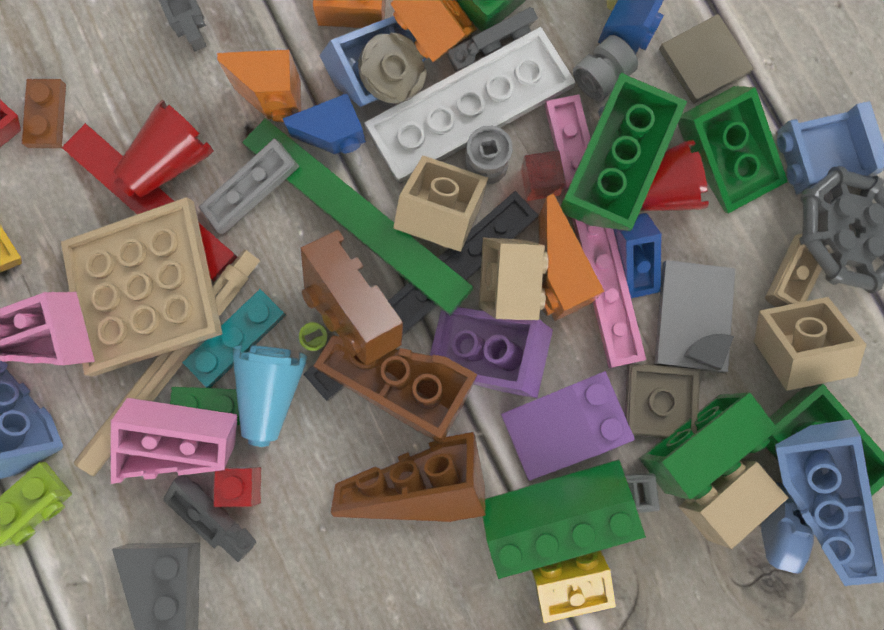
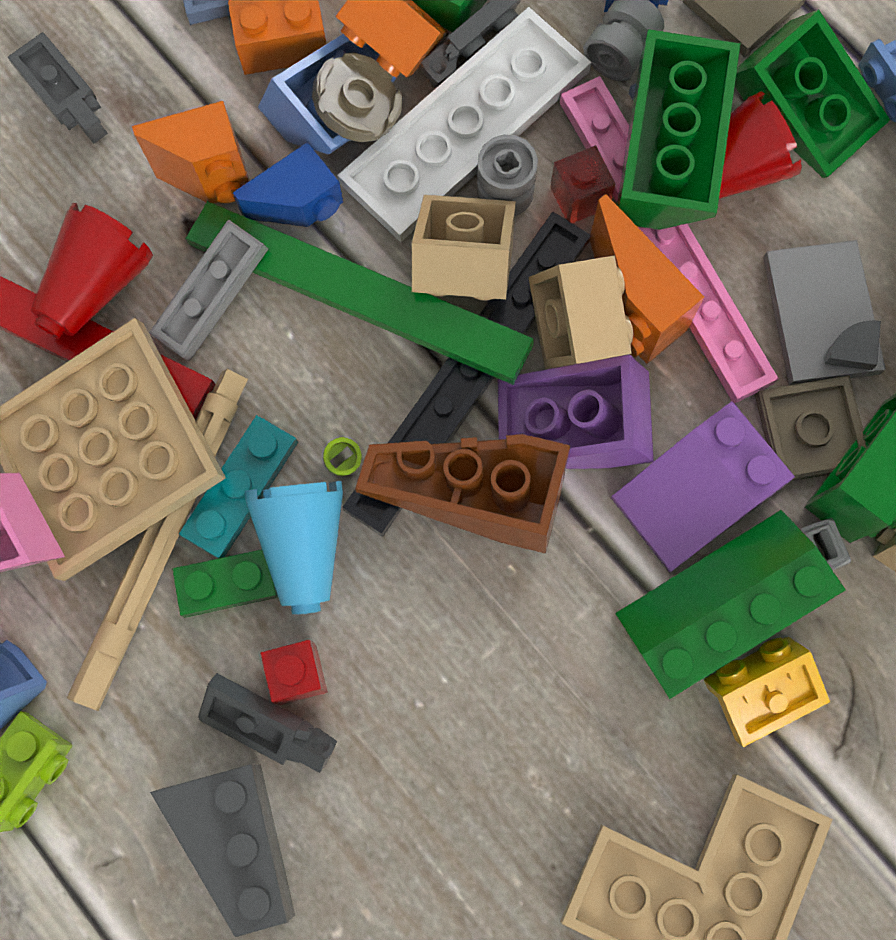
camera: 10 degrees left, 5 degrees down
(169, 438) = (189, 630): bright pink wedge -> none
(346, 300) = (377, 393): dark orange wedge -> none
(429, 486) = (544, 610): dark orange wedge -> none
(641, 256) = (734, 251): blue slope -> none

